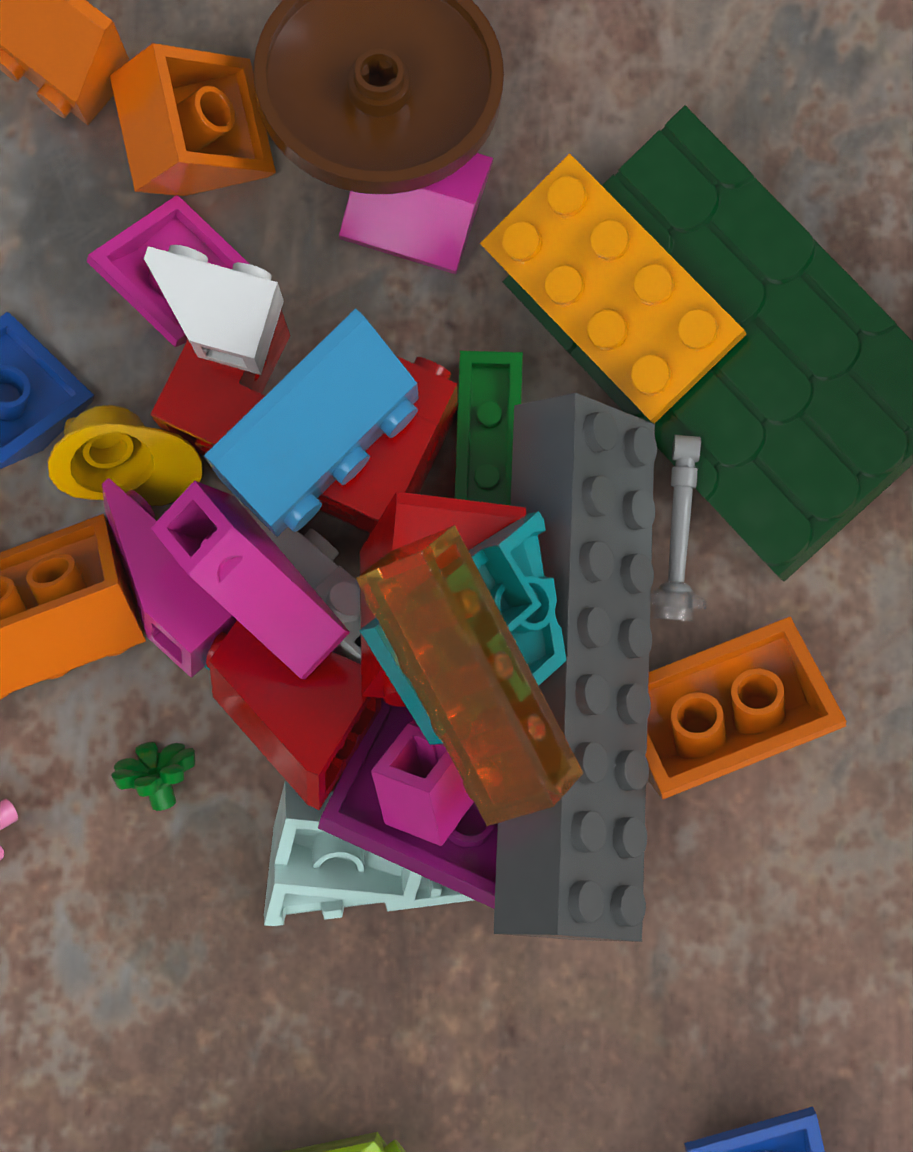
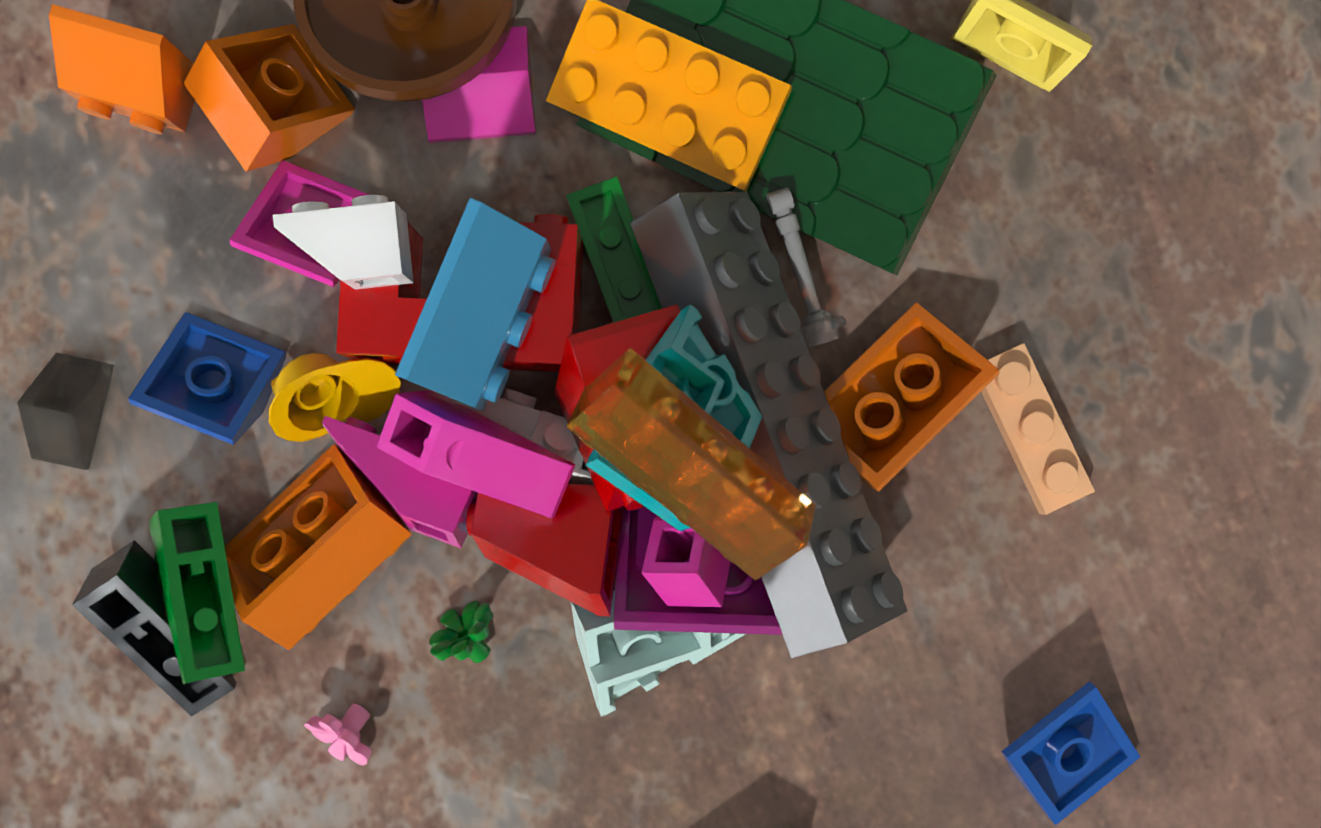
camera: 30 degrees left, 5 degrees up
(865, 811) = (1035, 432): none -> light nougat plate

